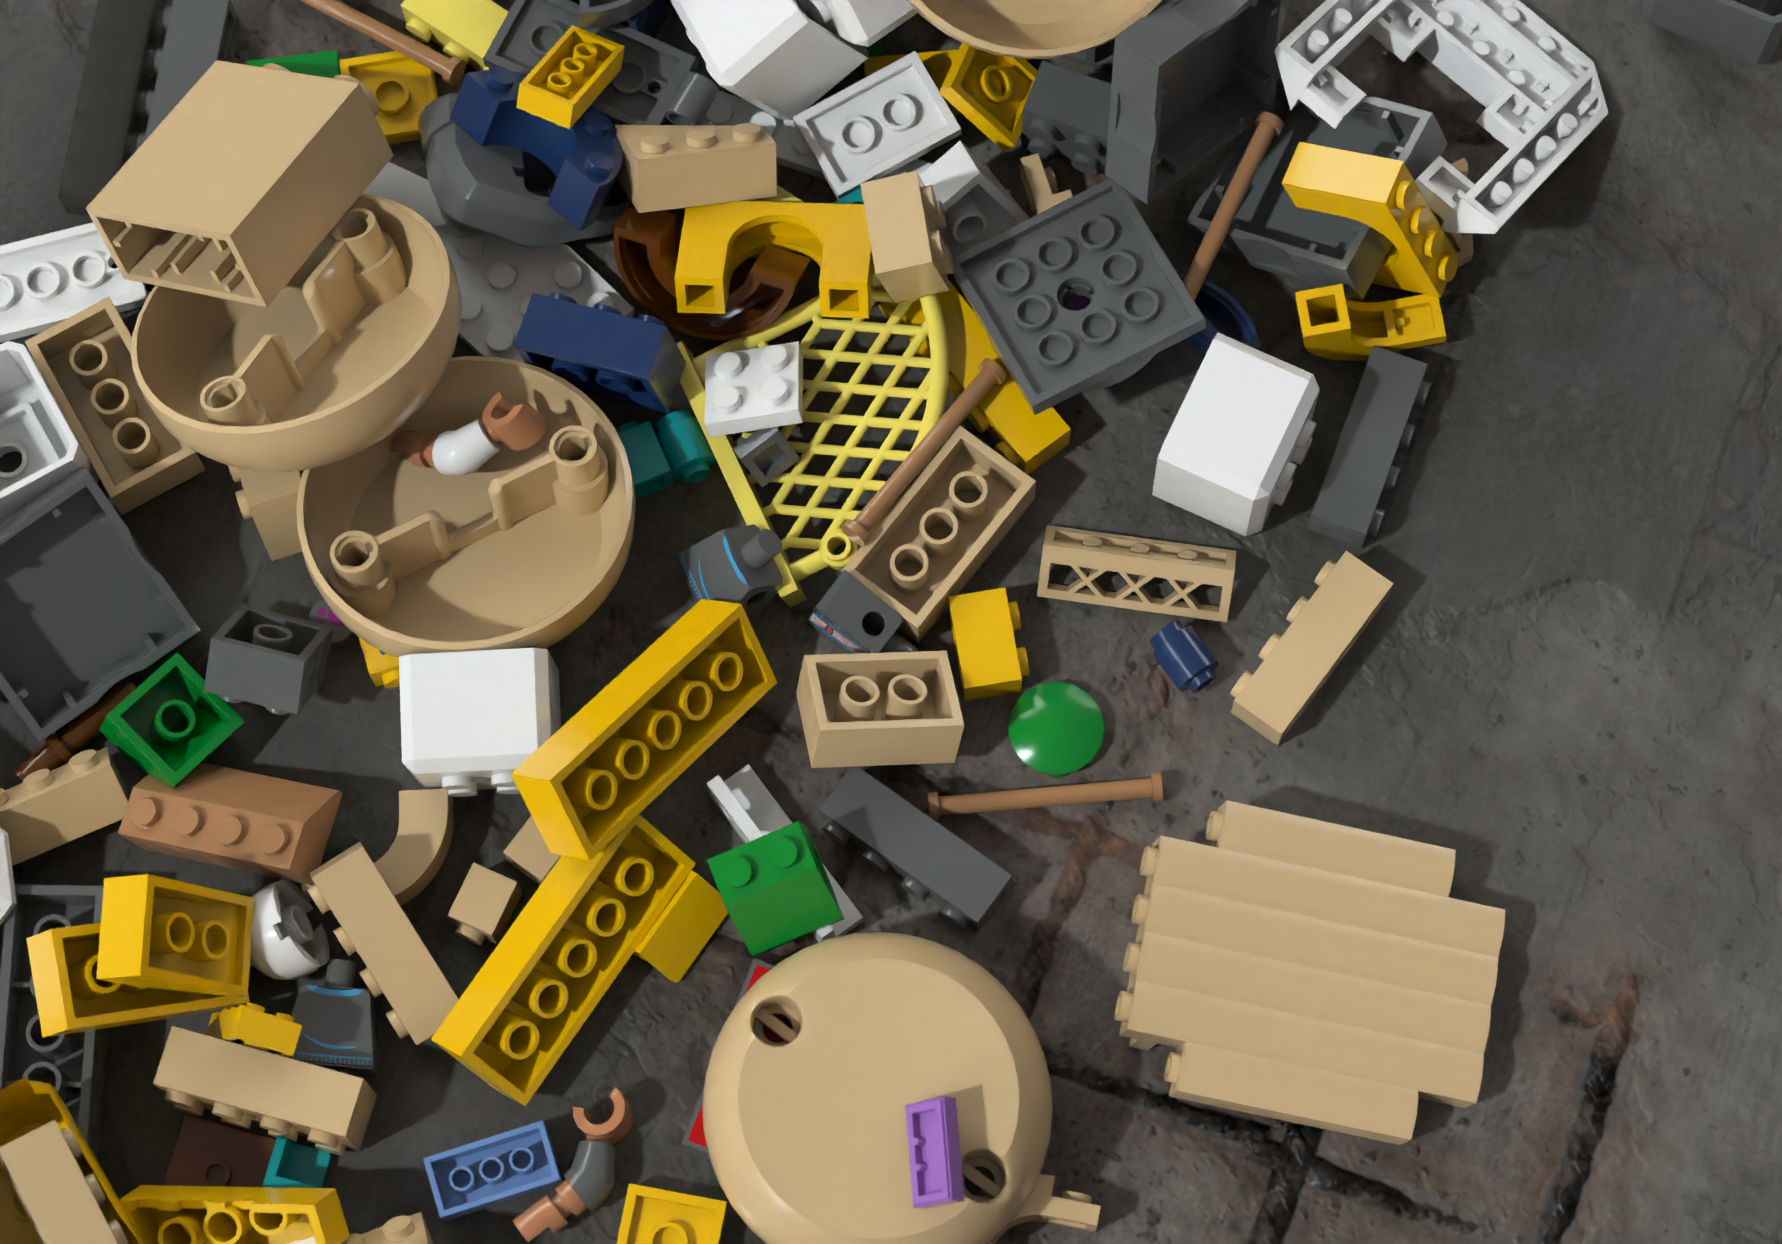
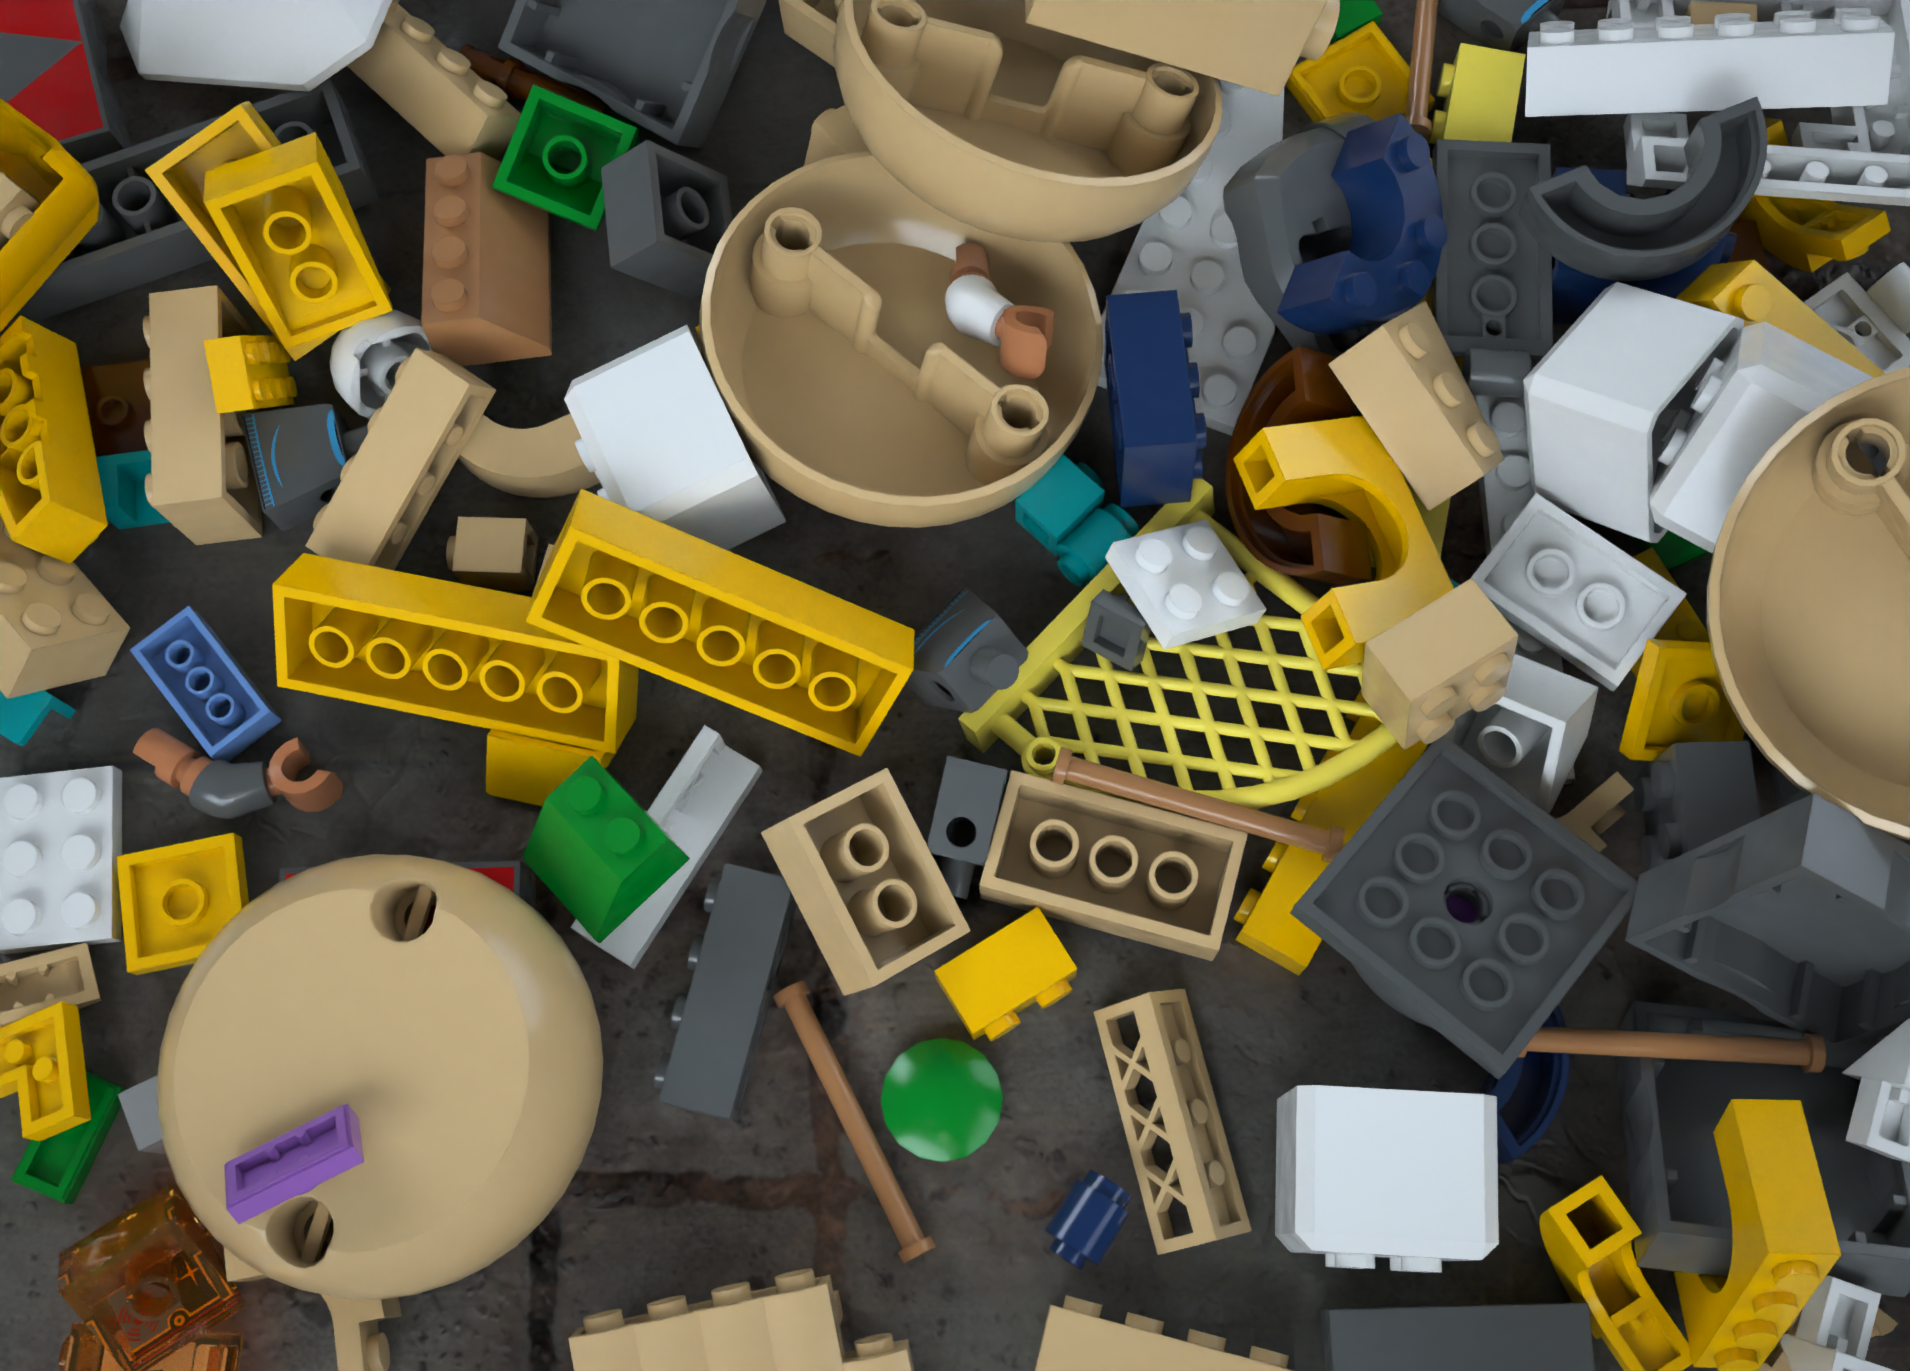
camera: 70 degrees right, 0 degrees up
(570, 77) = (1452, 222): yellow piece -> none

